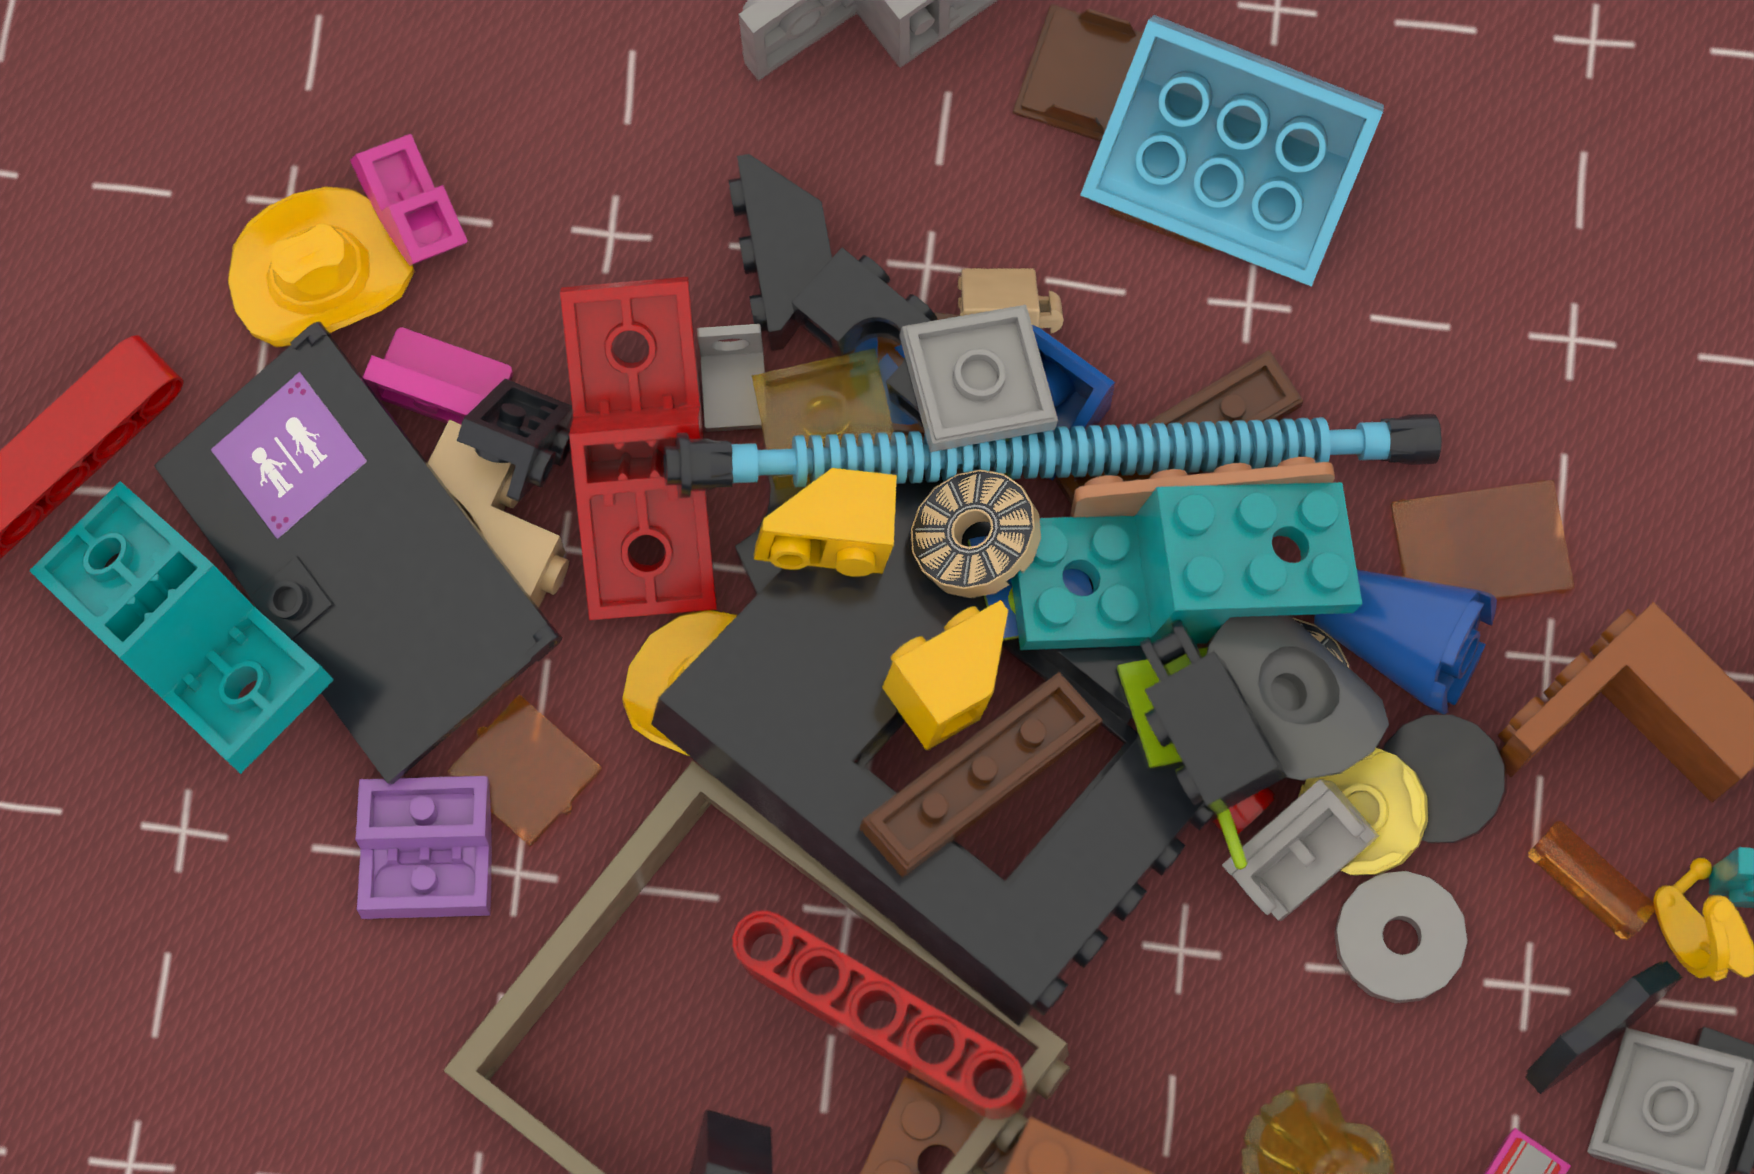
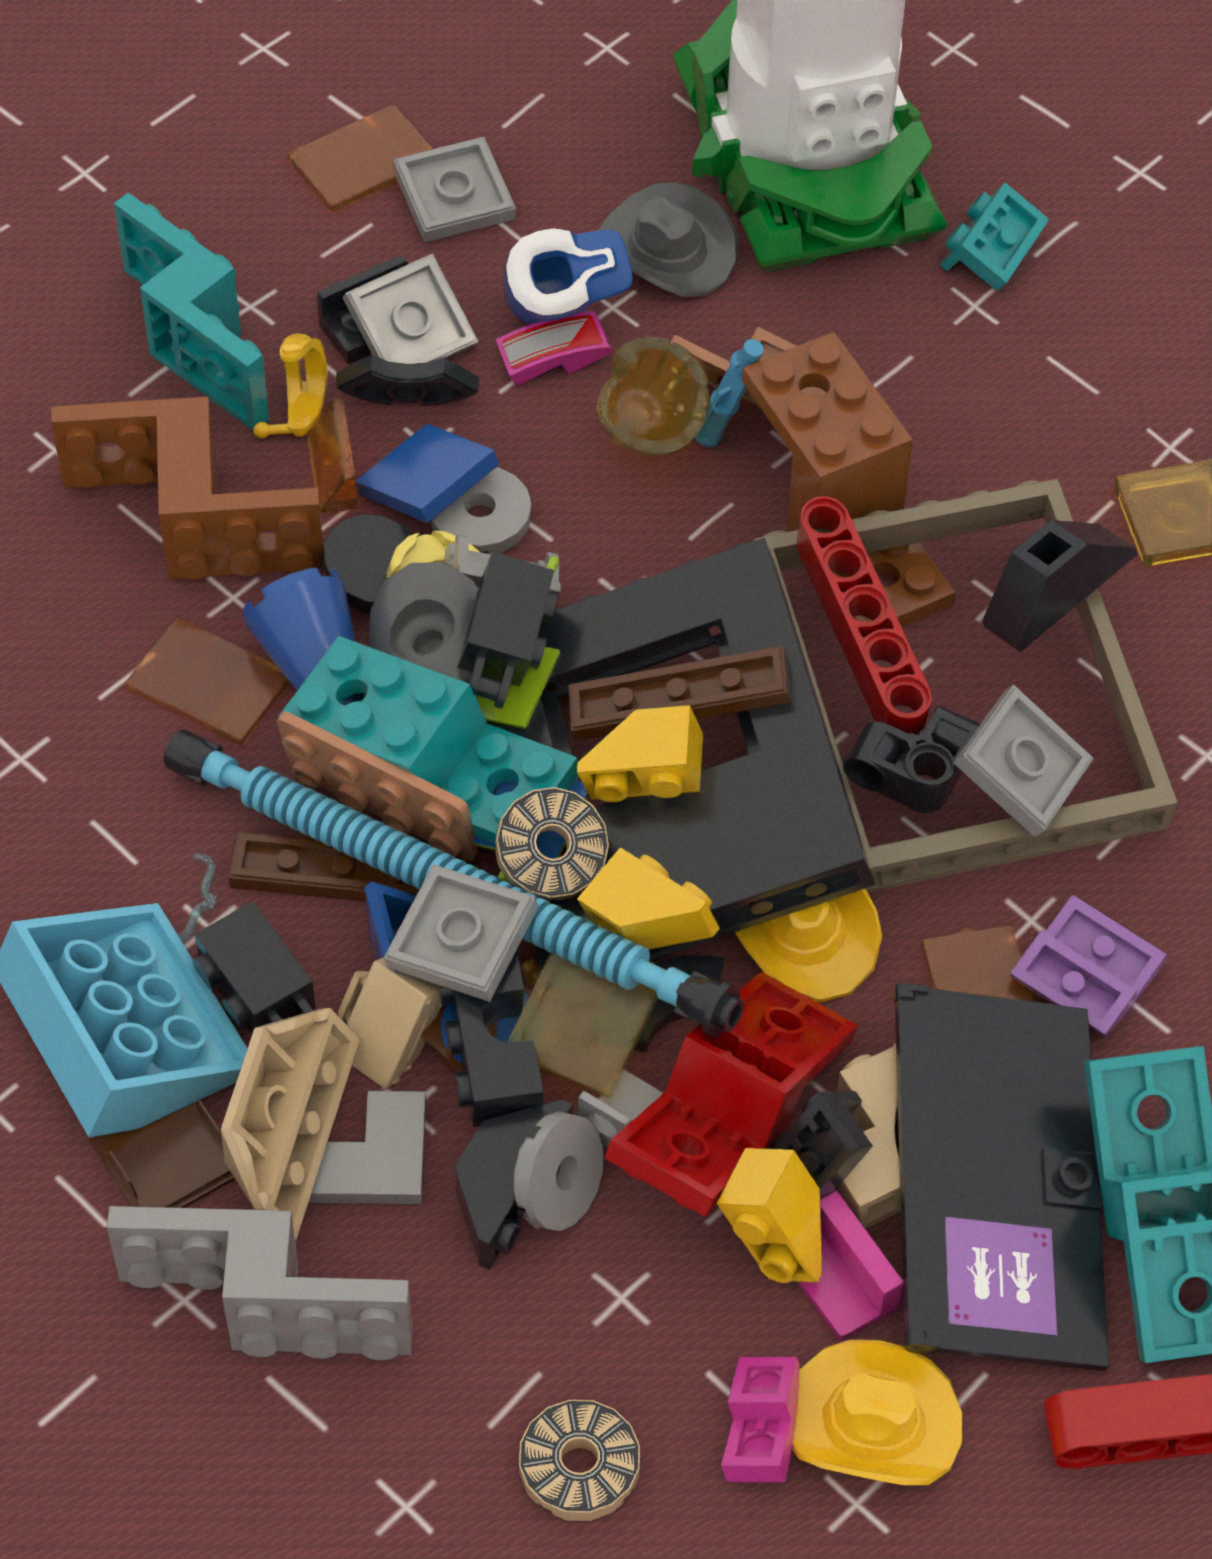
camera: 145 degrees left, 20 degrees down
(514, 347) = (776, 1213): none -> yellow slope
(529, 34) = (584, 1426): none -> tile
(608, 972) = (1023, 760): none -> light grey tile
(700, 935) = (893, 760): none -> black piece
(729, 266) = (563, 1199): none -> light grey tile
(900, 191) = (384, 1166): none -> light grey tile
(999, 135) = (287, 1108): none -> tan wedge
(1145, 266) = (252, 970): none -> black brick
(1281, 331) = (210, 898): none -> clear light blue piece
(1483, 926) = (427, 473): none -> blue tile

